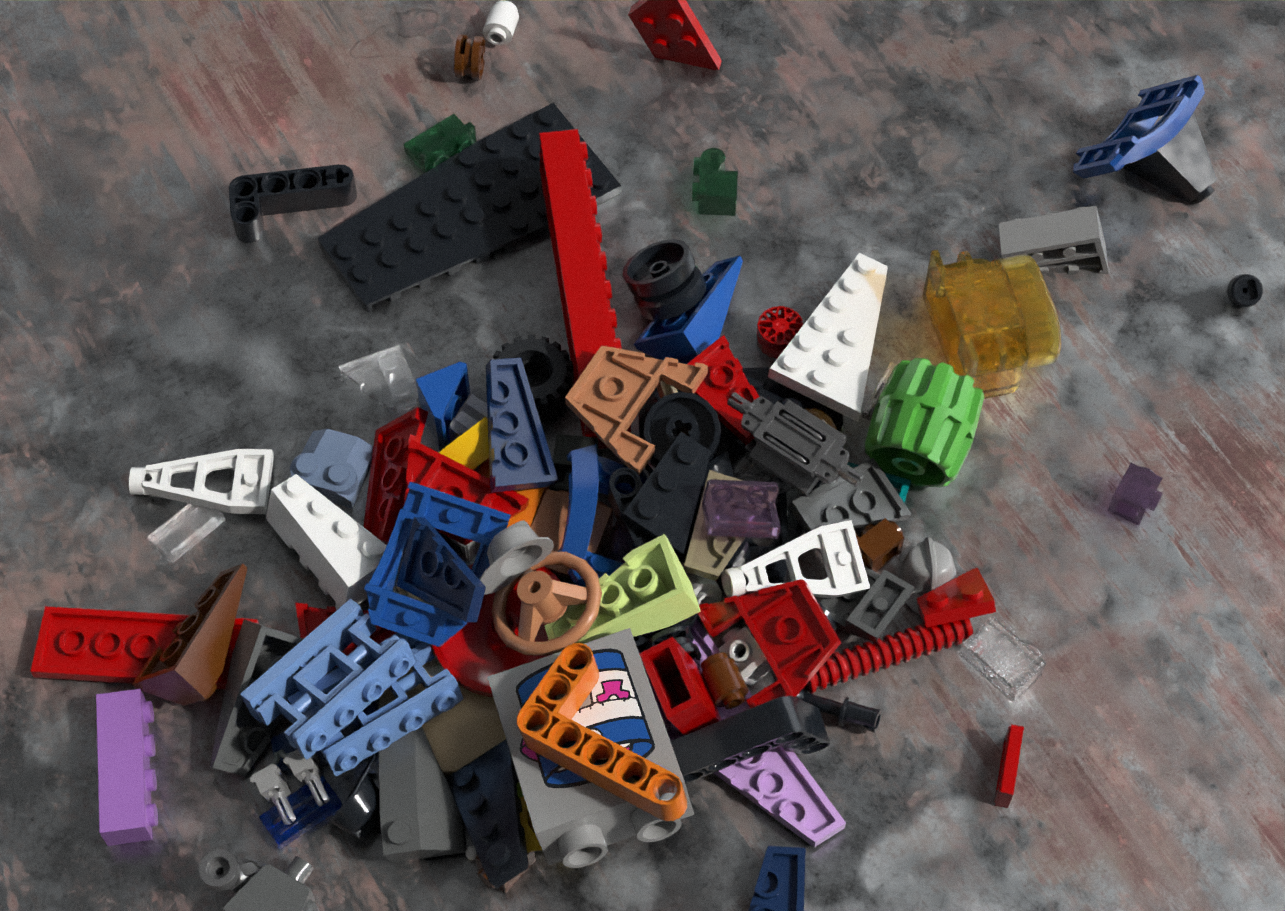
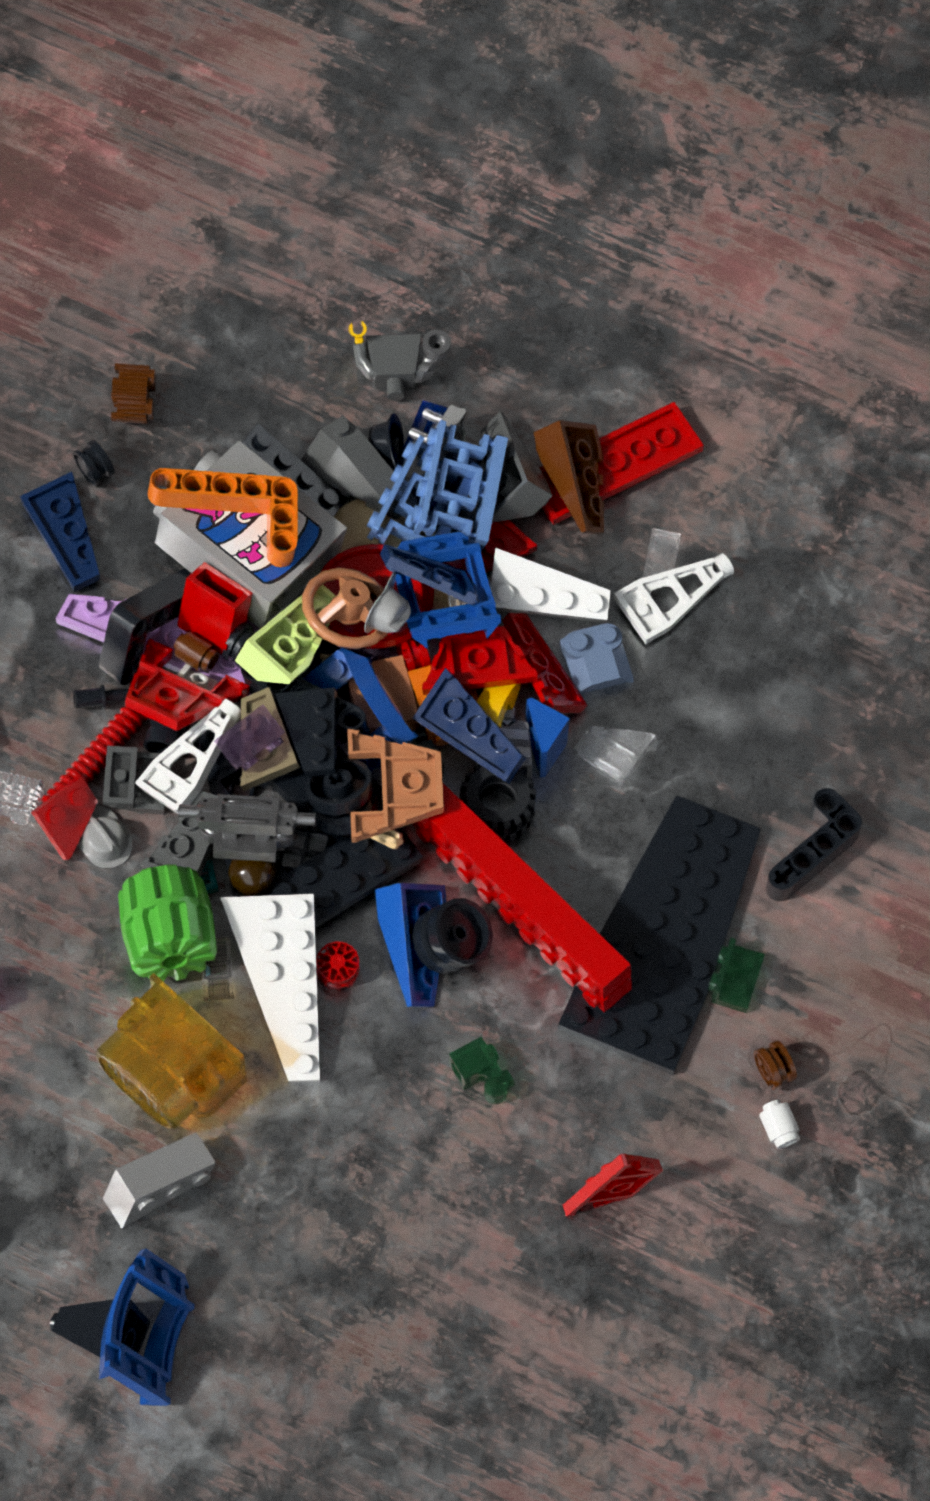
camera: 145 degrees right, 5 degrees up
(125, 767) = (558, 382): medium lavender brick -> none
(723, 379) = (338, 862): red wing -> none
(880, 544) = (151, 827): reddish brown brick -> none

